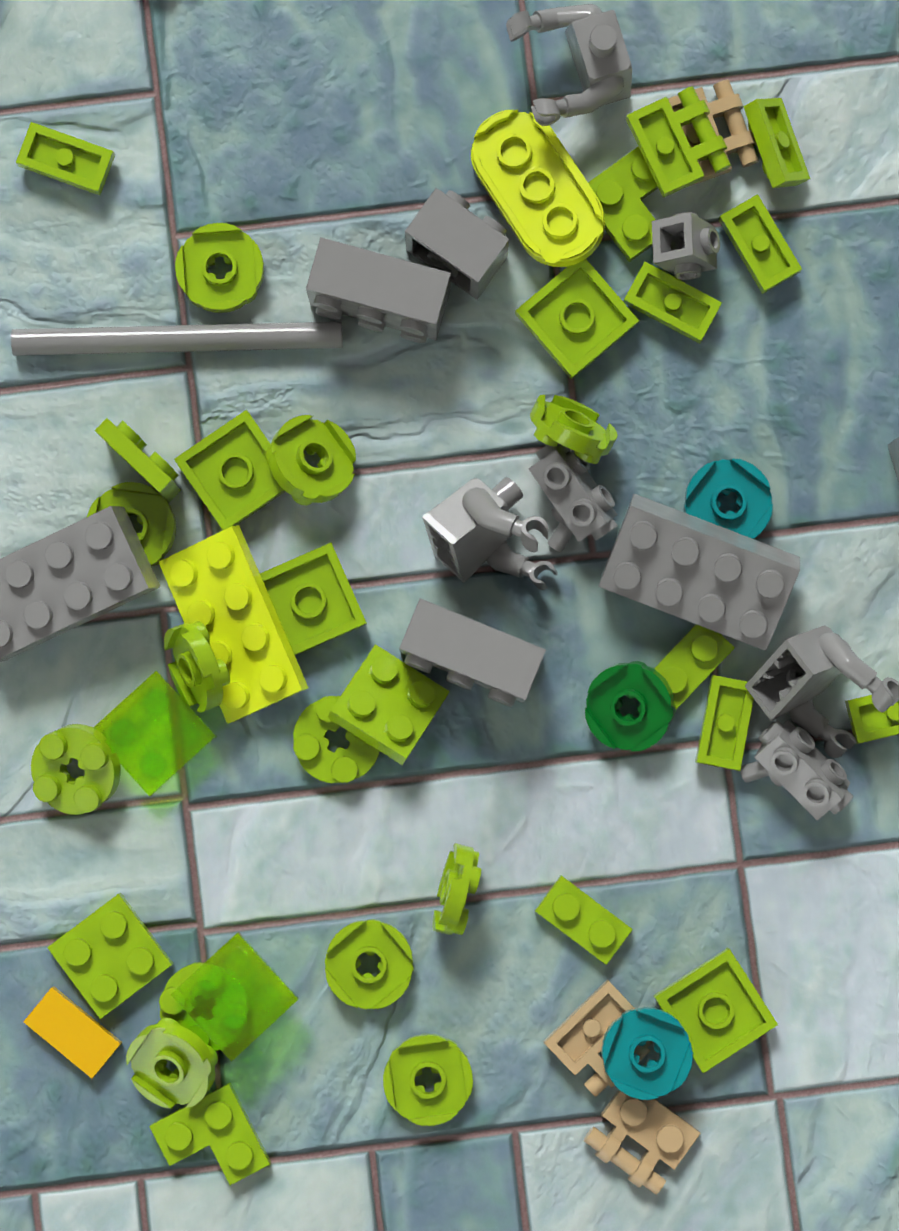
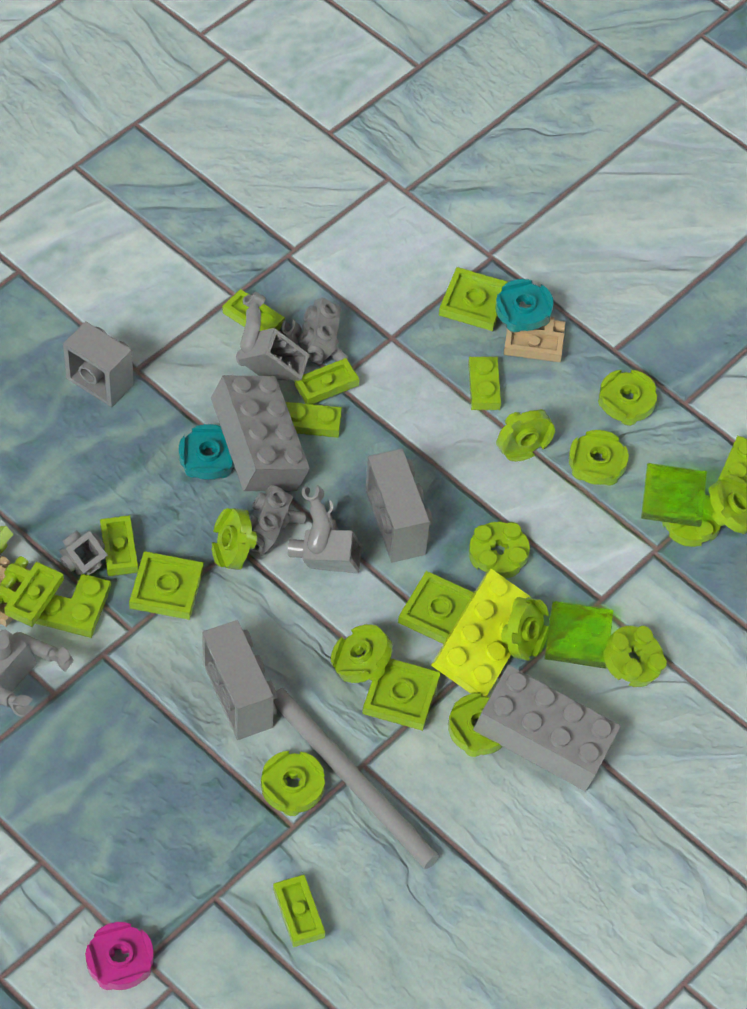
camera: 130 degrees left, 30 degrees down
(110, 955) = (710, 578): lime plate -> none
(129, 447) = (439, 733): lime plate -> none
(388, 704) = (460, 532): lime plate -> none
(457, 241) = (175, 658): light grey brick -> none
(537, 188) = (107, 651): neon yellow tile -> none
(637, 682) = (350, 437): green plate -> none
(653, 1127) = (559, 286): tan plate -> none
(760, 244) = (49, 525): lime plate -> none

